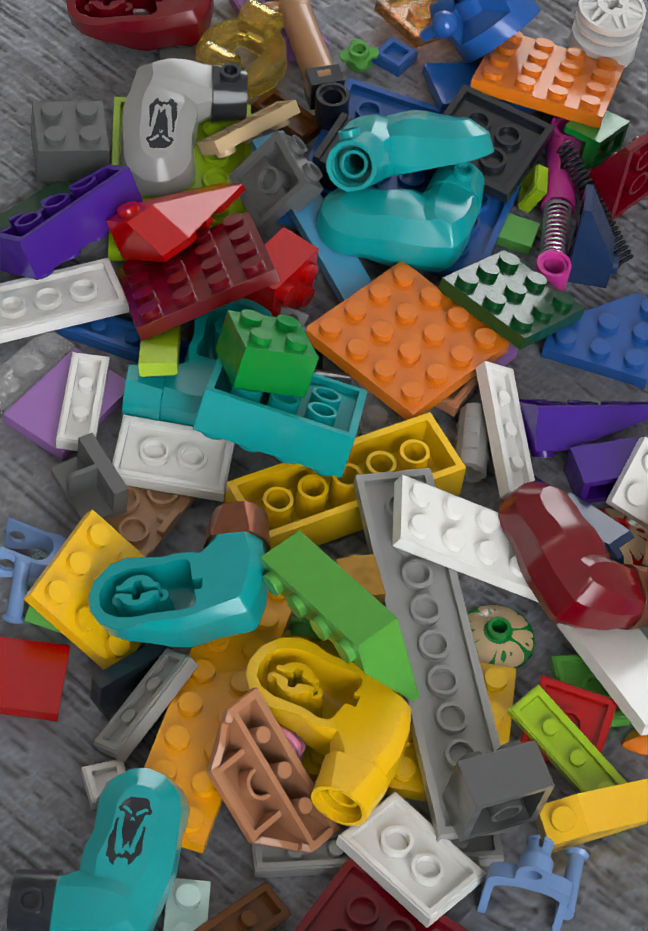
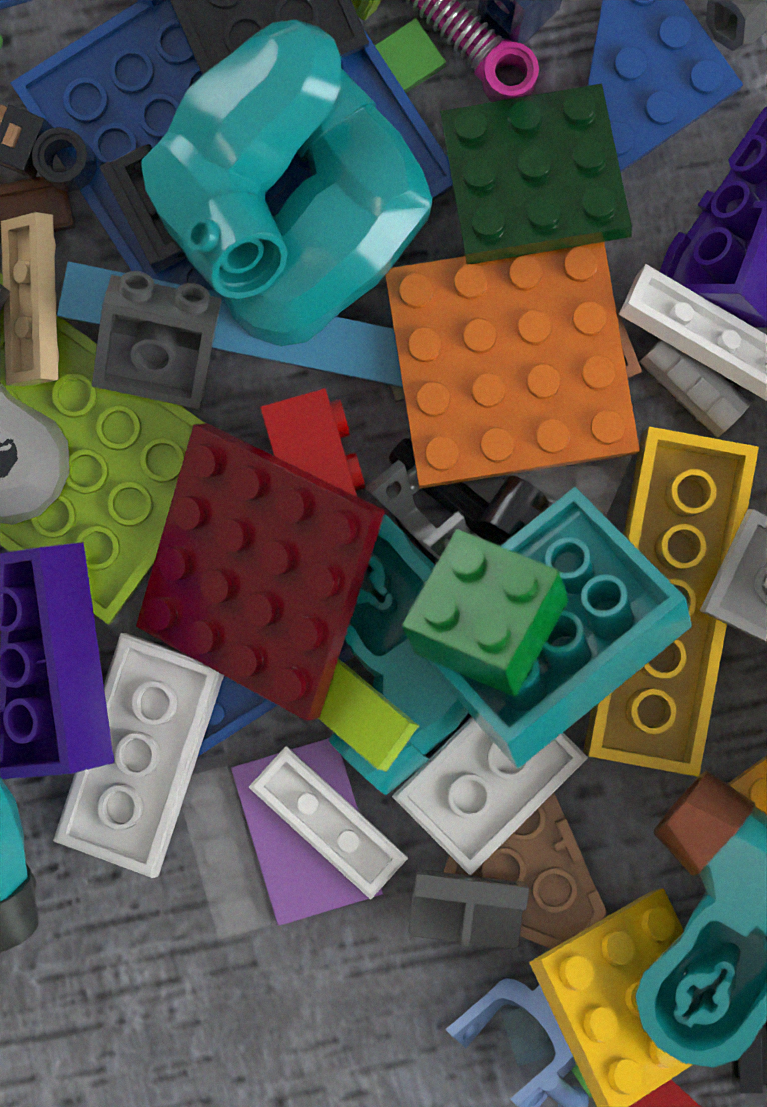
camera: 45 degrees left, 35 degrees up
(168, 224) = (134, 532): red wedge -> none

